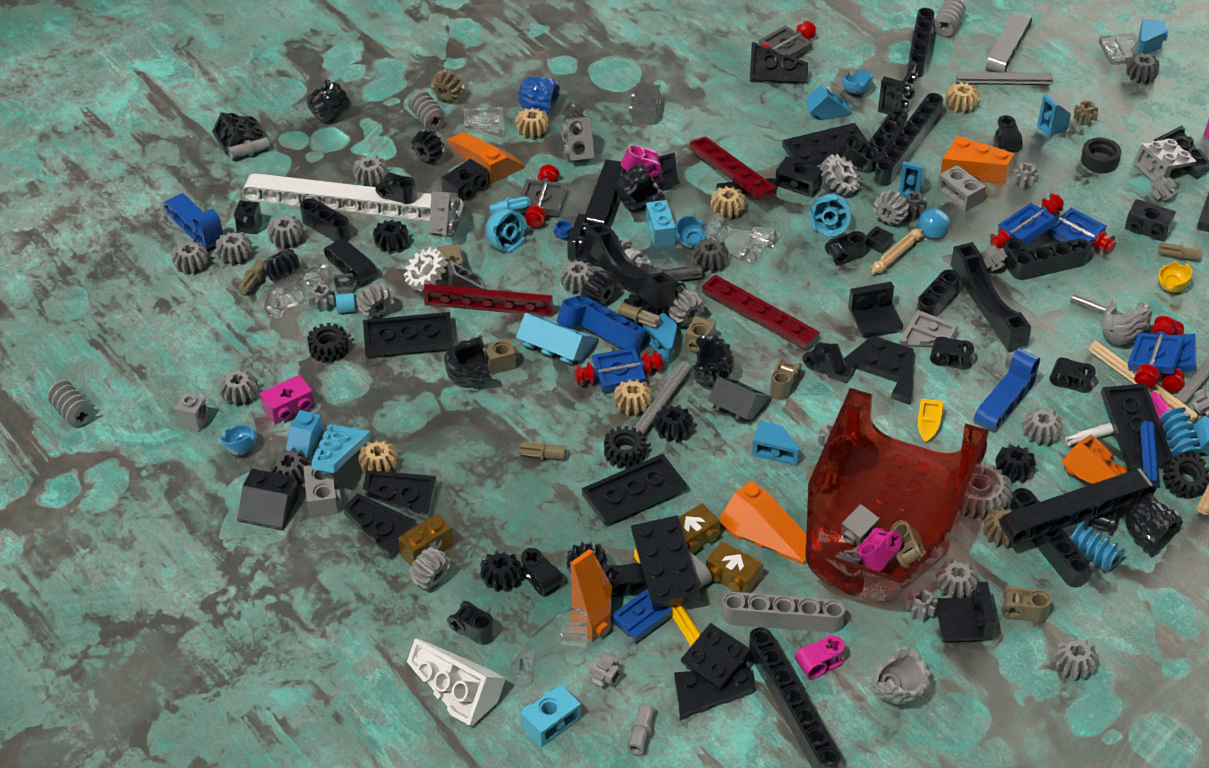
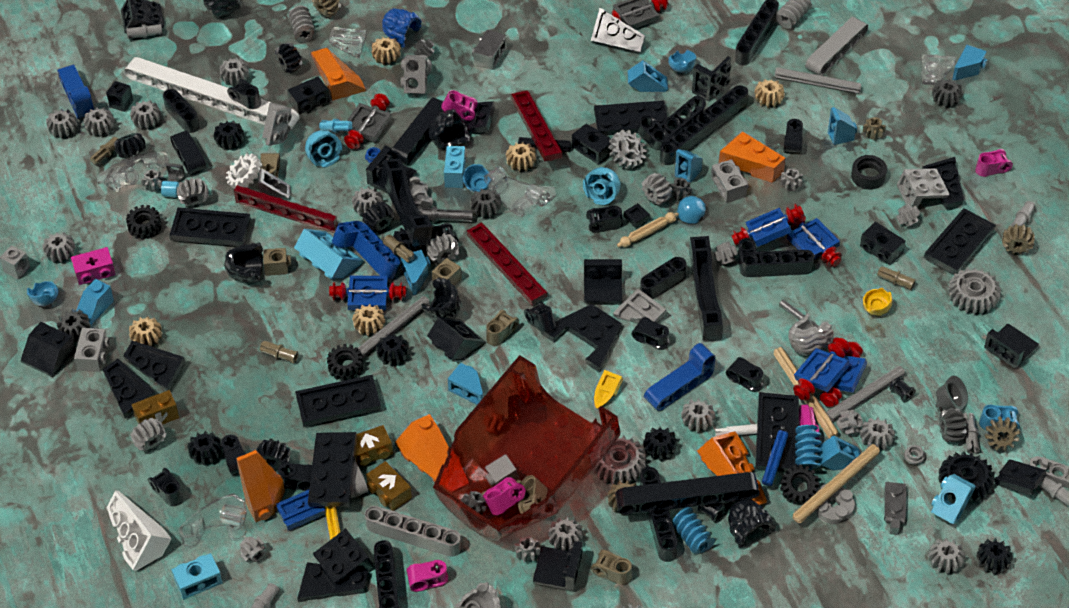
camera: 15 degrees right, 5 degrees up
(338, 447) = (115, 316): medium azure wing -> none

